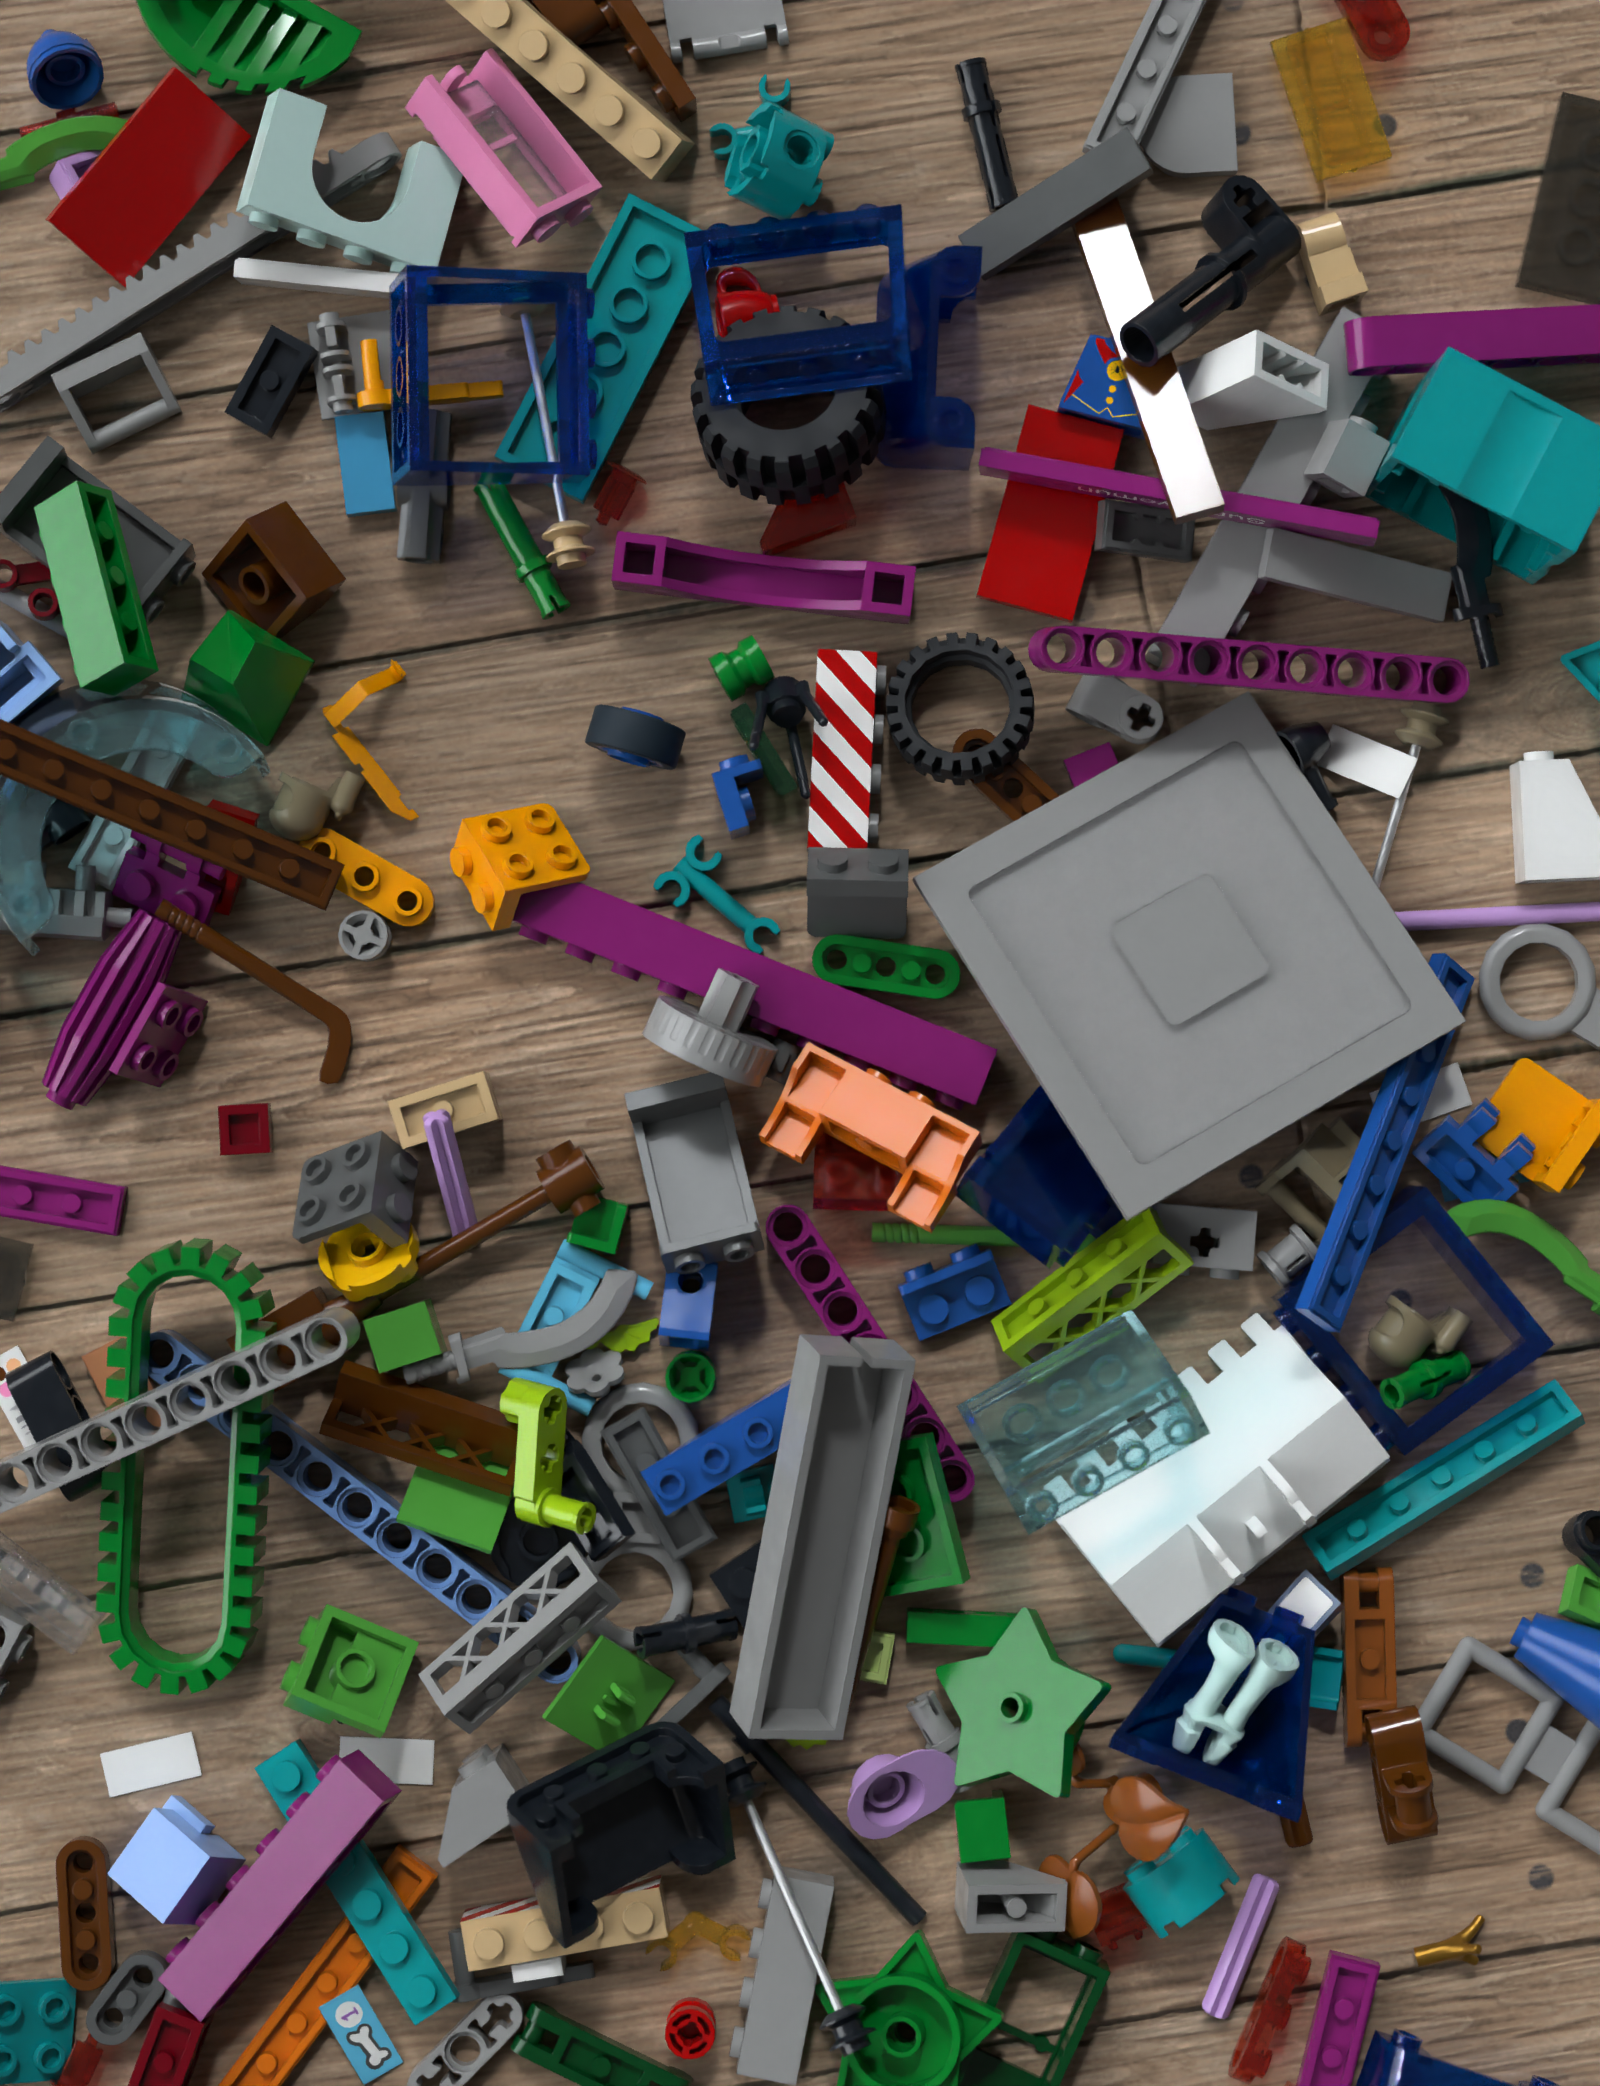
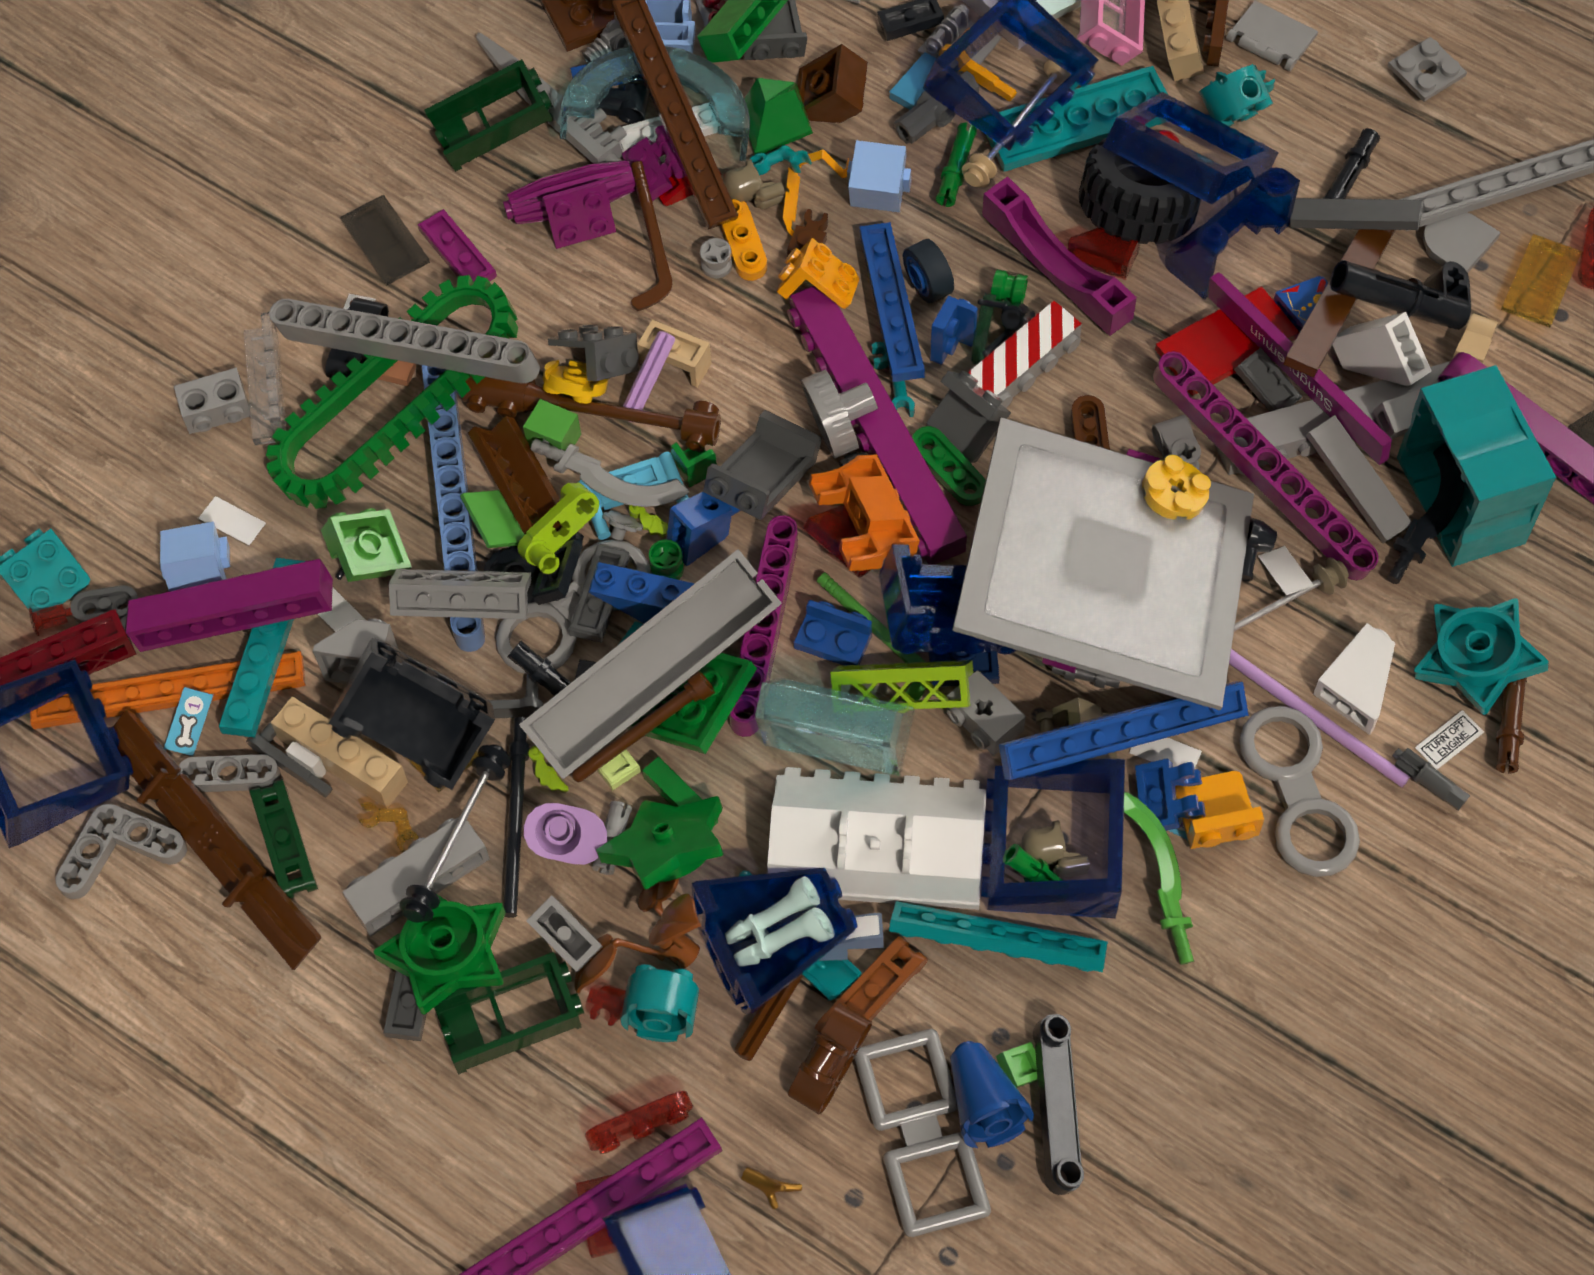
camera: 50 degrees right, 25 degrees down
(78, 1933) = (134, 540): reddish brown plate -> none
(245, 1129) = (575, 290): dark red plate -> none
(306, 721) = (763, 162): none -> teal arm
(444, 806) = (812, 229): none -> reddish brown plate
(458, 662) = (878, 176): none -> light blue plate
(608, 1695) = (475, 662): bright green piece -> none
(616, 493) = (1027, 175): clear red piece -> none
(627, 813) = (891, 302): none -> blue plate
(691, 2017) = (348, 864): red wheel -> none
(952, 653) = (1094, 406): black tyre -> none
(982, 1828) = (588, 892): green panel -> none
(1157, 801) = (1186, 477): none -> yellow plate
(1240, 1946) = (658, 1079): lavender axle -> none

